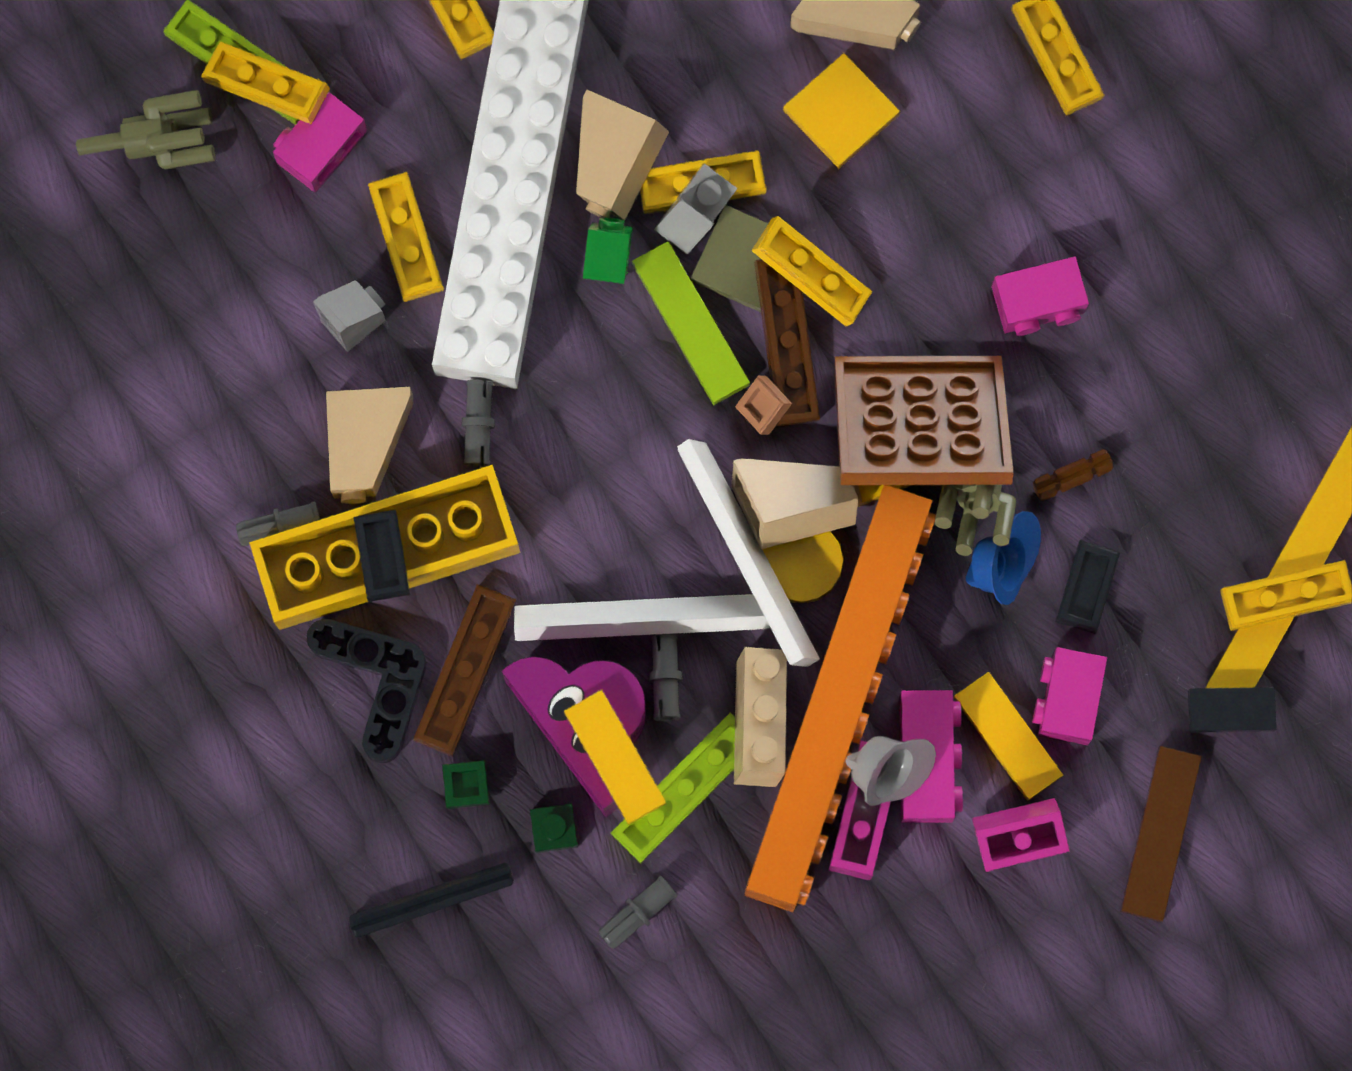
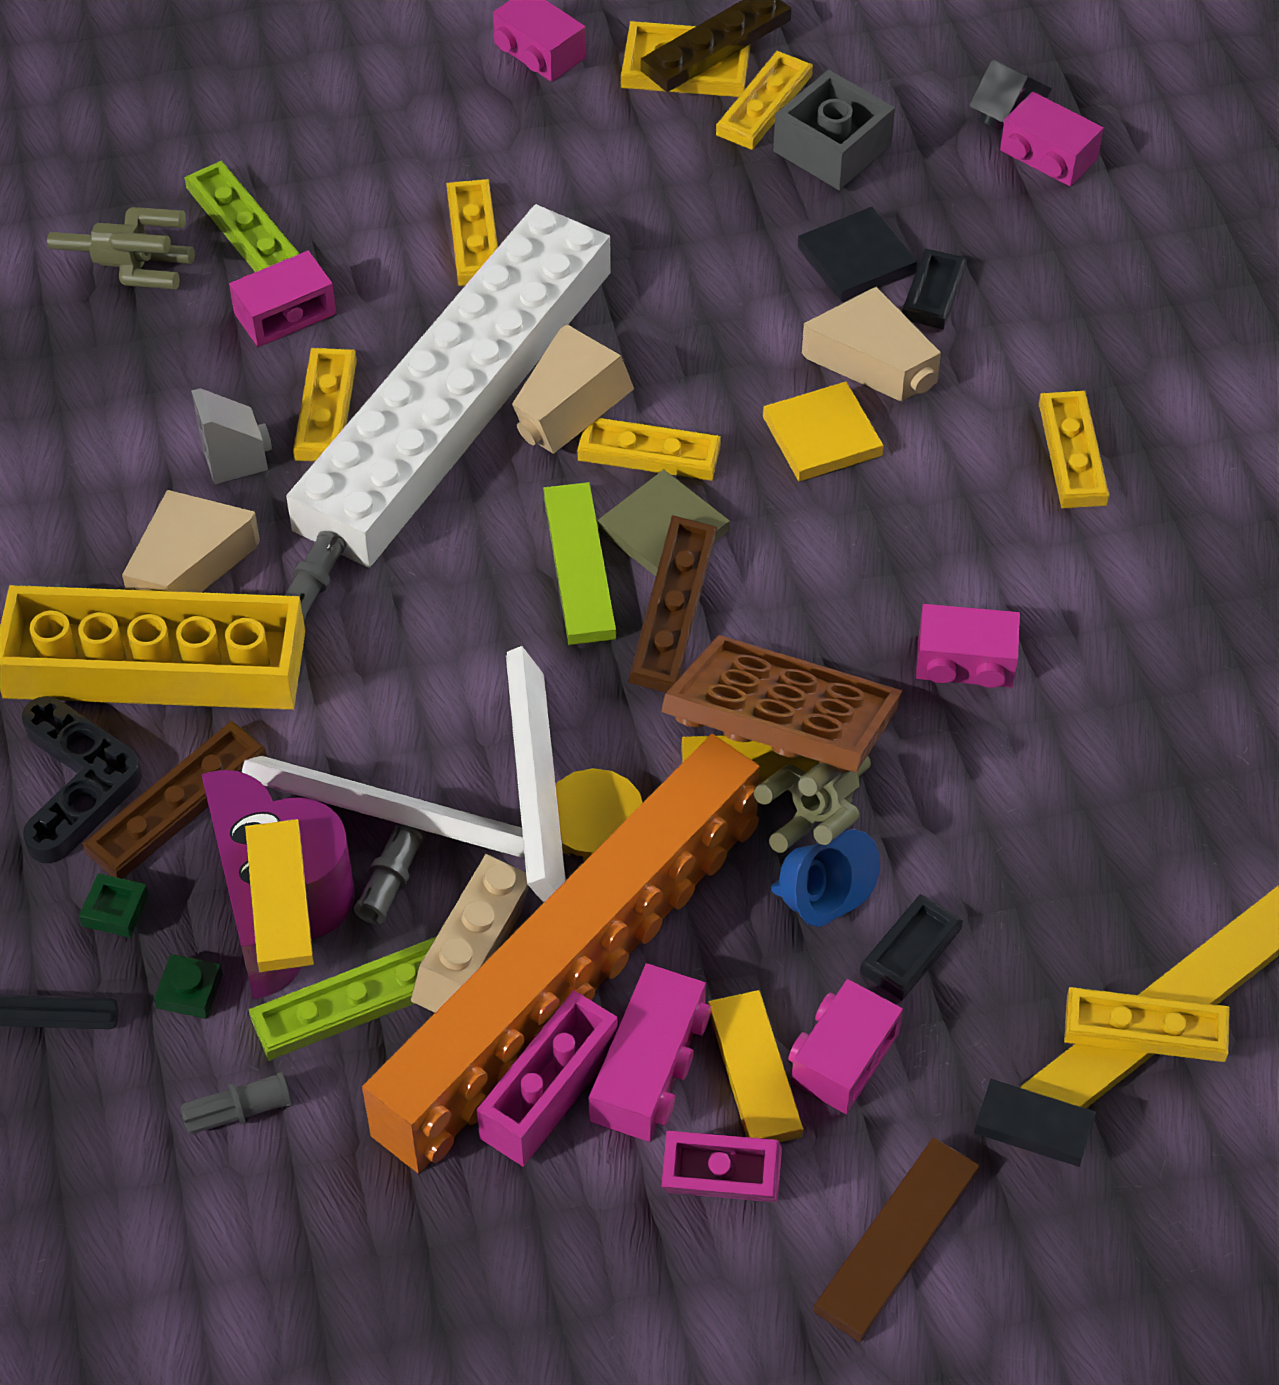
camera: 20 degrees right, 25 degrees down
(265, 82) = (254, 230): yellow tile -> none
(382, 555) = (137, 637): black tile -> none
(607, 250) = (520, 465): green brick -> none
(695, 209) = (629, 460): light grey slope -> none
(763, 405) = (620, 651): nougat tile -> none
(792, 499) = (611, 742): tan slope -> none
(811, 271) = (726, 544): yellow tile -> none
(891, 768) = (596, 1021): light grey piece -> none
(1073, 475) = (938, 829): reddish brown axle -> none

